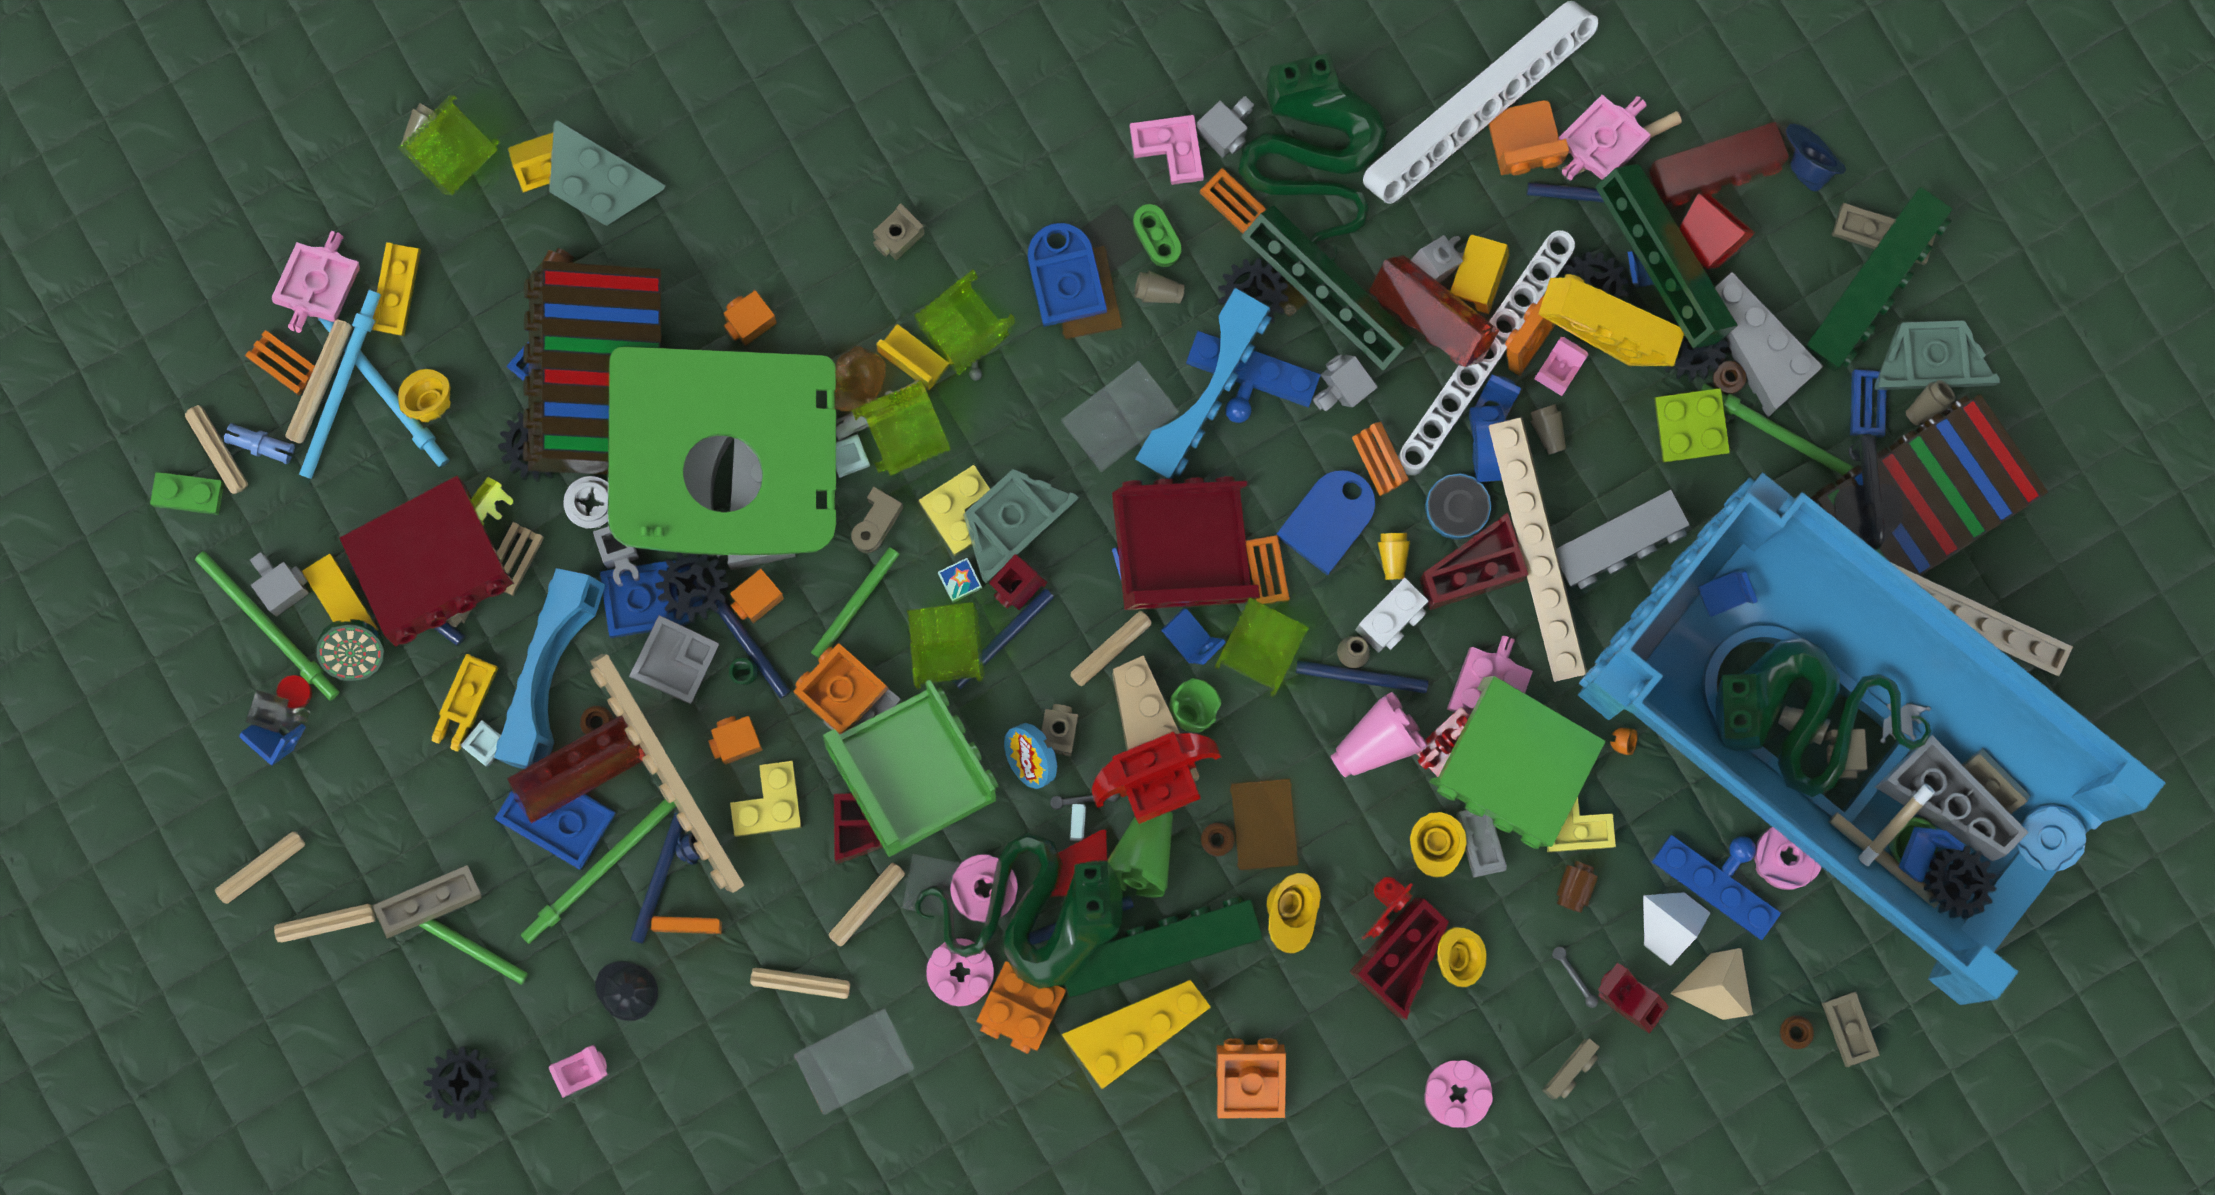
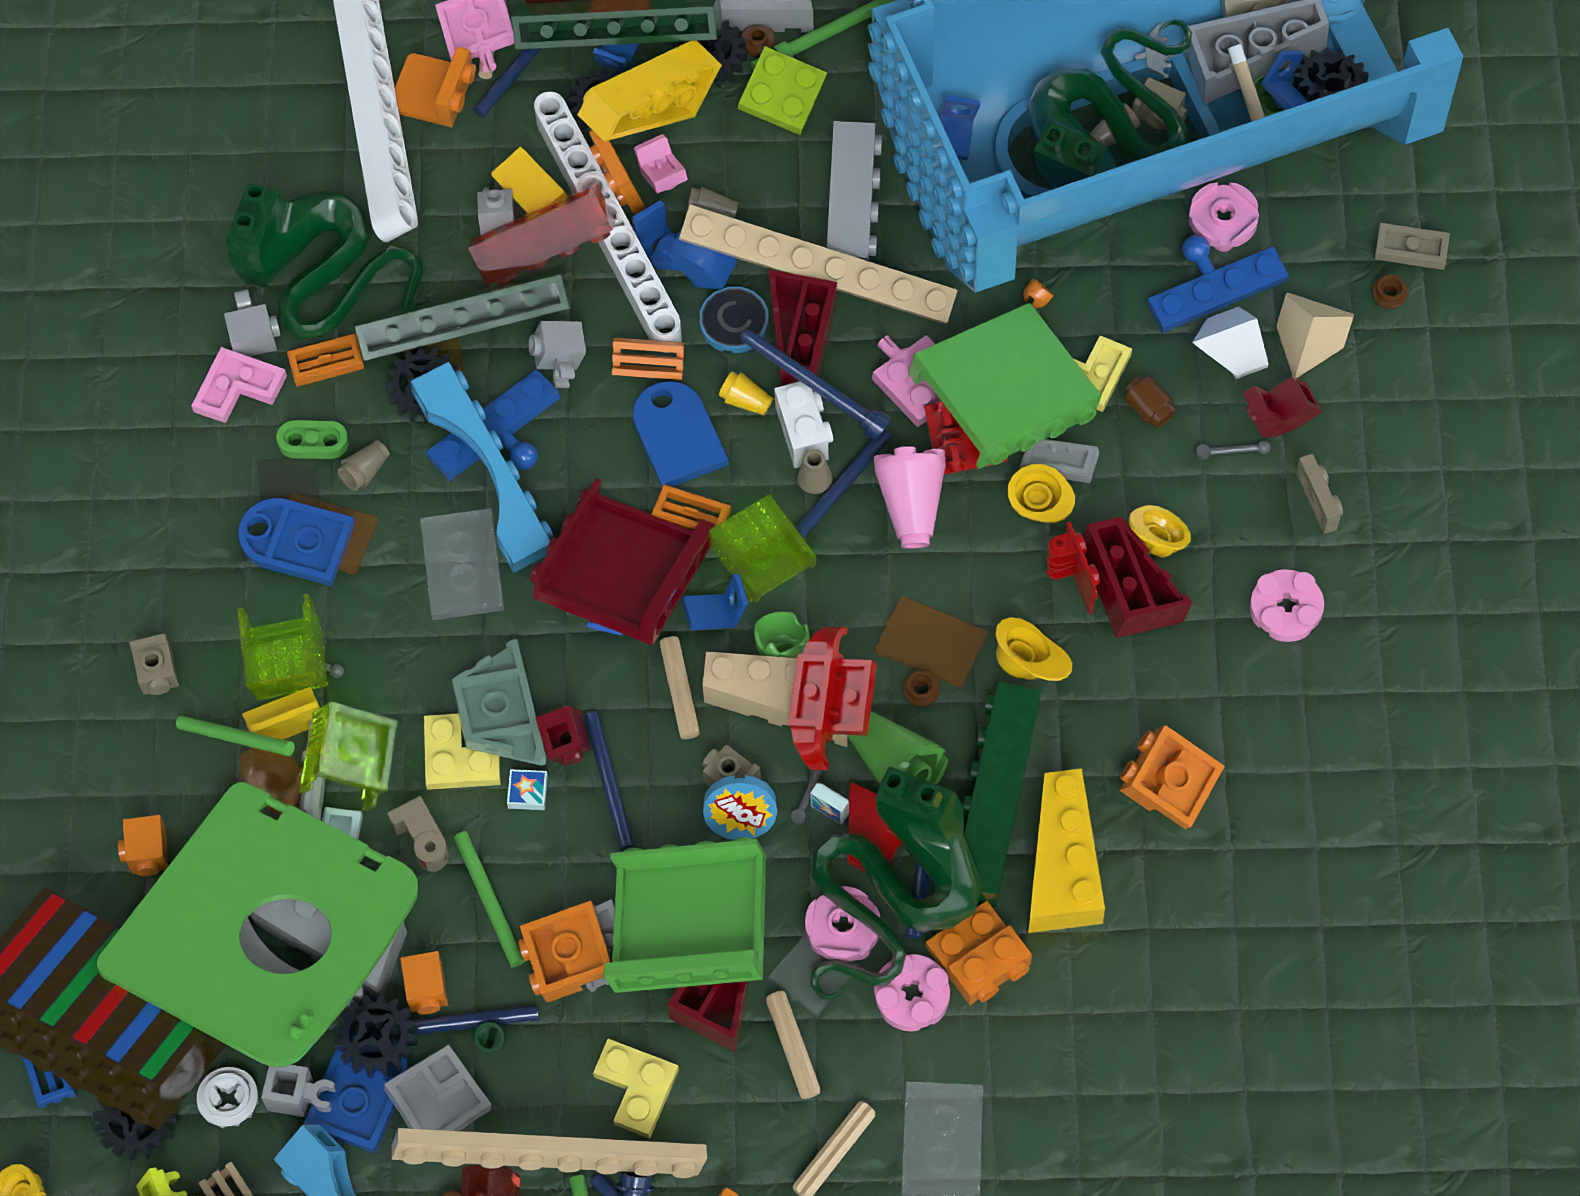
camera: 50 degrees left, 15 degrees down
(734, 739) = (553, 1081): orange brick -> none
(869, 332) = (235, 735): none -> bright green bar
(945, 643) = (582, 827): clear neon green piece -> none
(1423, 672) = (871, 421): none -> dark blue piece

